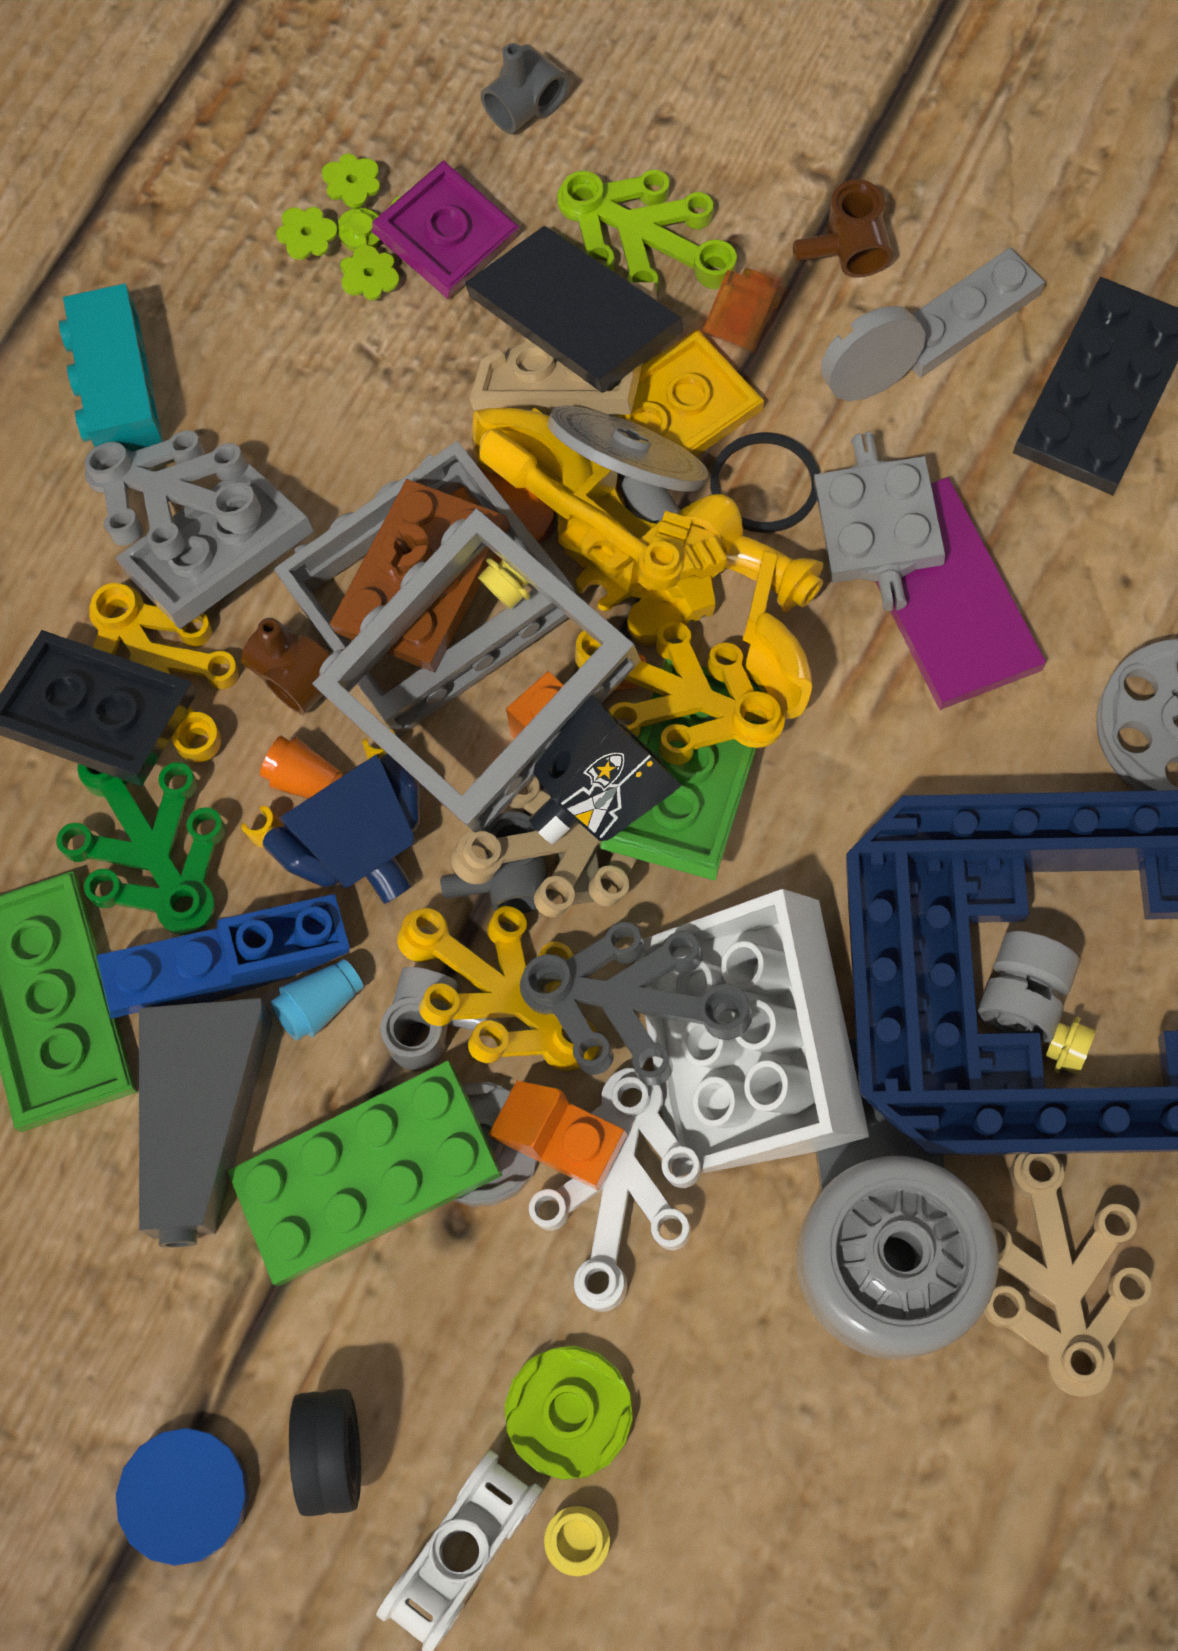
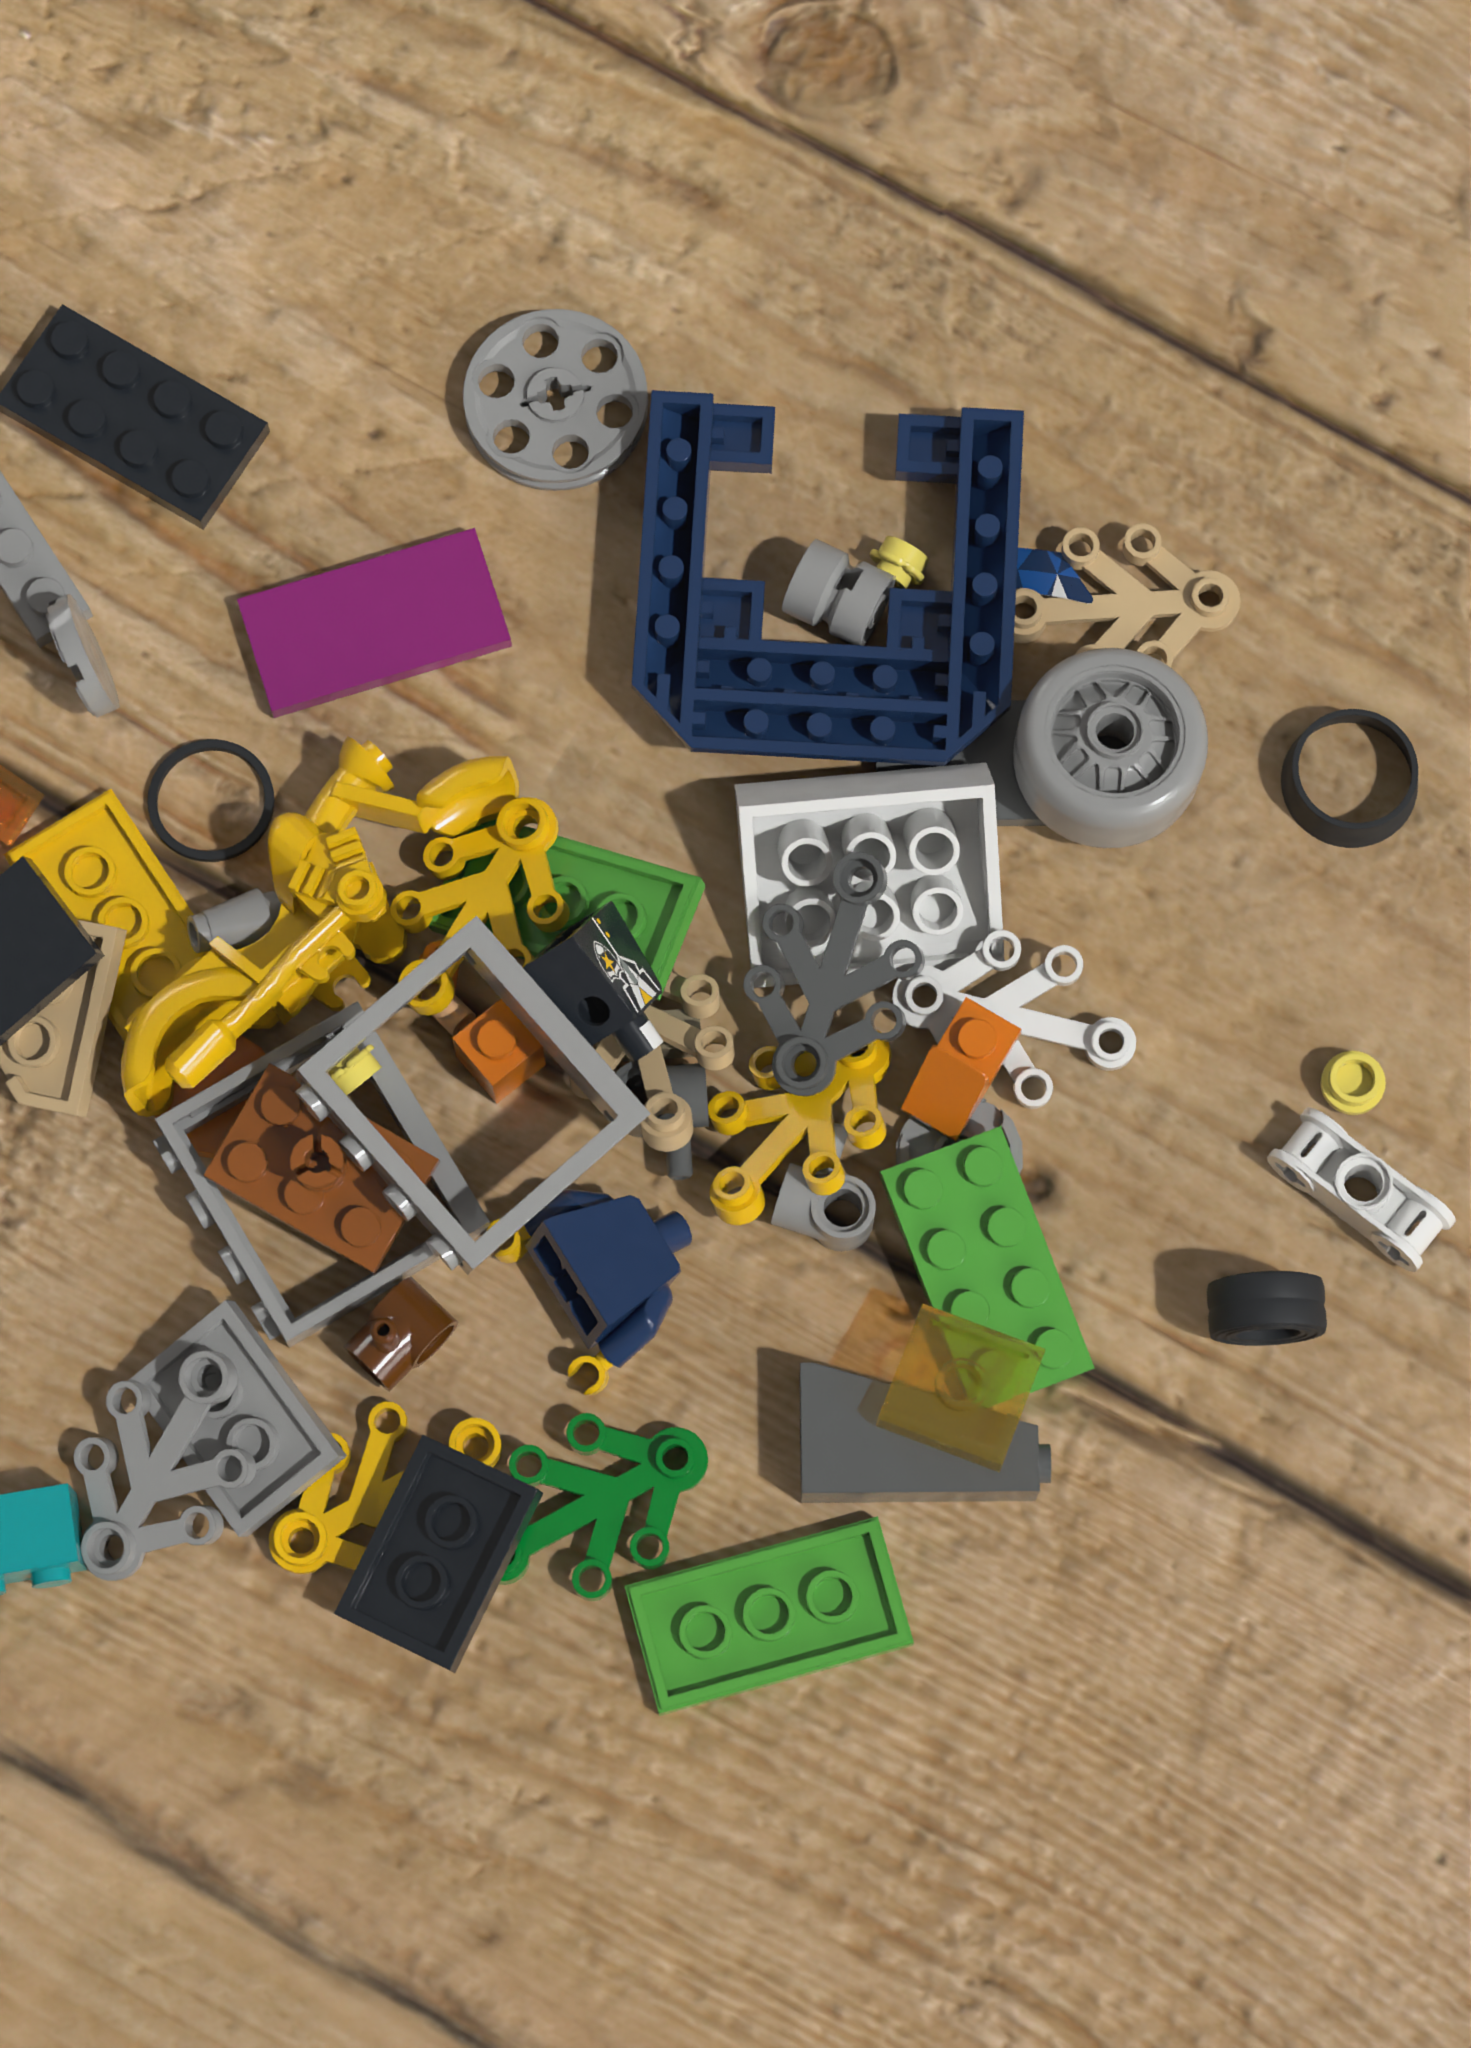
camera: 90 degrees left, 5 degrees up
(182, 1497) = (1297, 1465): blue tile -> none
(226, 960) = (743, 1411): blue slope -> none
(234, 1146) = (960, 1387): none -> clear yellow tile
(297, 768) = (527, 1329): orange cone -> none
(315, 999) = (795, 1318): medium azure cone -> none
(568, 1412) = (1232, 1084): lime tile -> none
(627, 448) = (192, 926): light grey piece -> none
(844, 1538) = (1328, 828): none -> black tyre
(879, 520) = (289, 676): light grey plate -> none
(1082, 1190) = (1049, 575): none -> sticker

